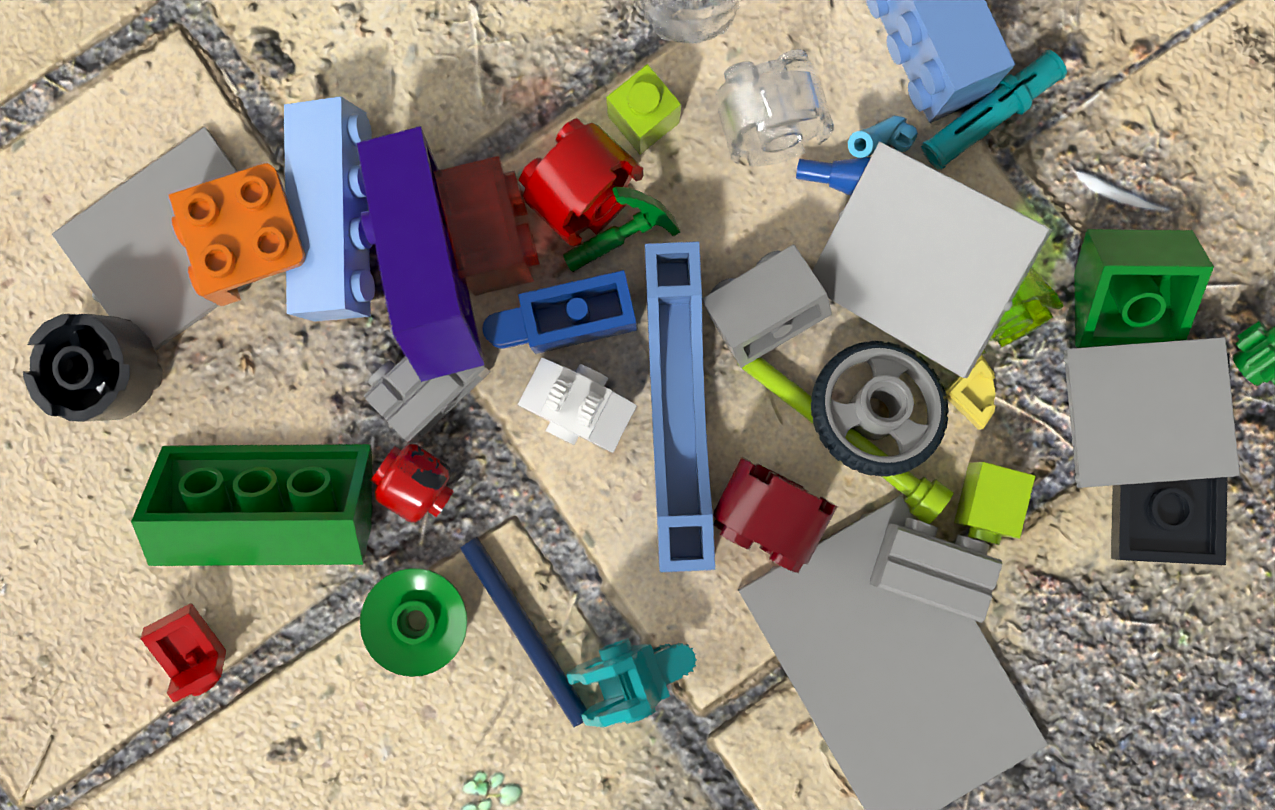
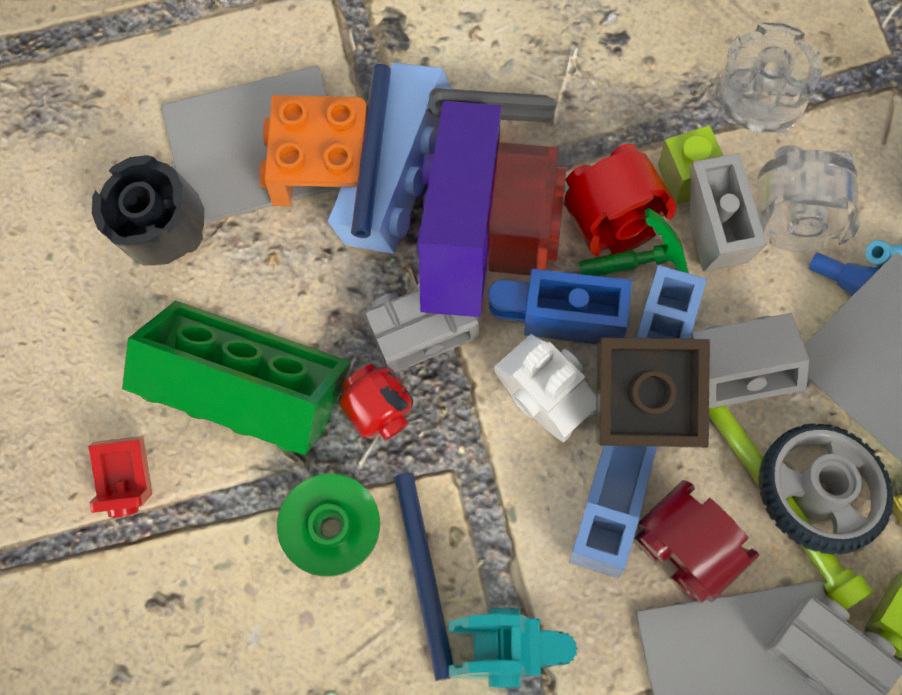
camera: 25 degrees right, 15 degrees down
(301, 219) = (371, 151): none -> dark blue piece
(420, 111) = (513, 105): none -> dark grey axle
(684, 385) = (652, 392): none -> dark brown brick
(692, 156) = (723, 213): none -> light grey slope

